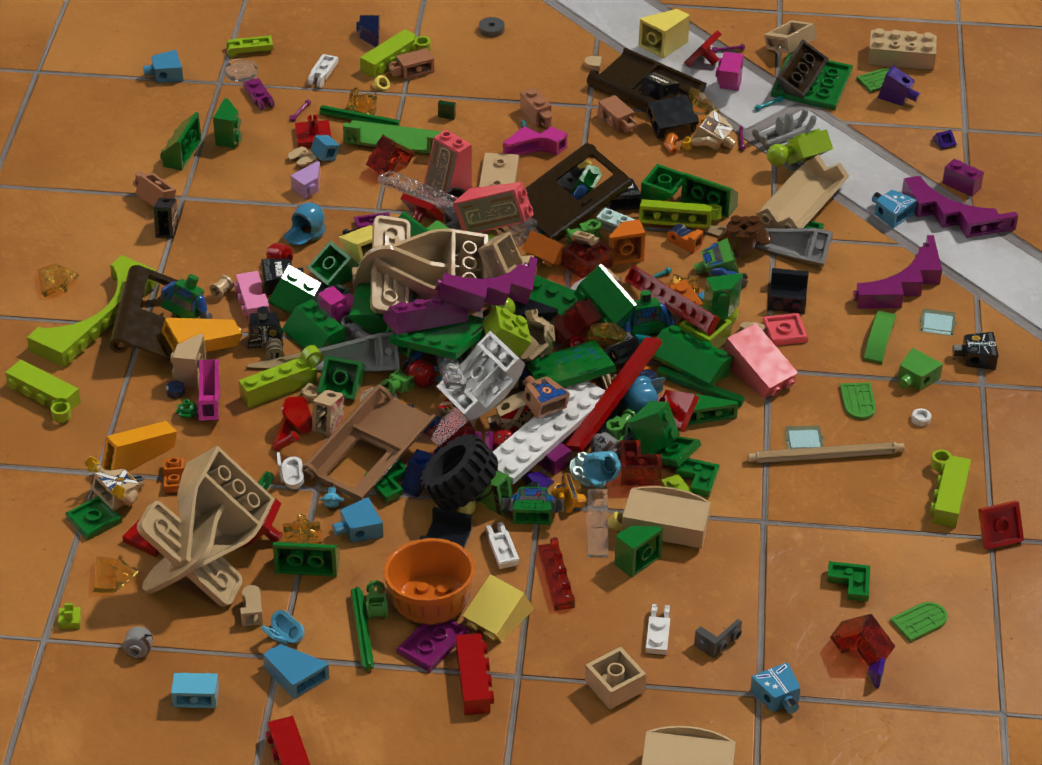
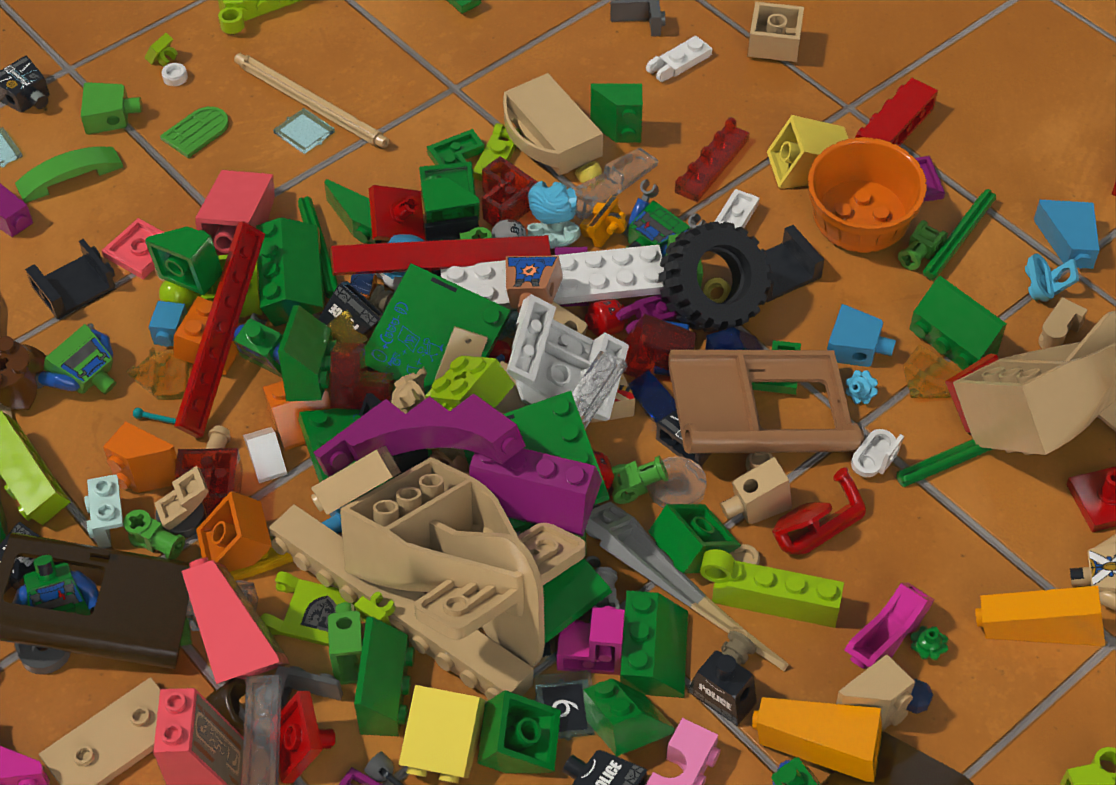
camera: 135 degrees left, 10 degrees up
(172, 474) = (1020, 557): orange slope -> none
(686, 238) = (57, 432): orange leg -> none
(946, 418) = (159, 49): none -> lime tile

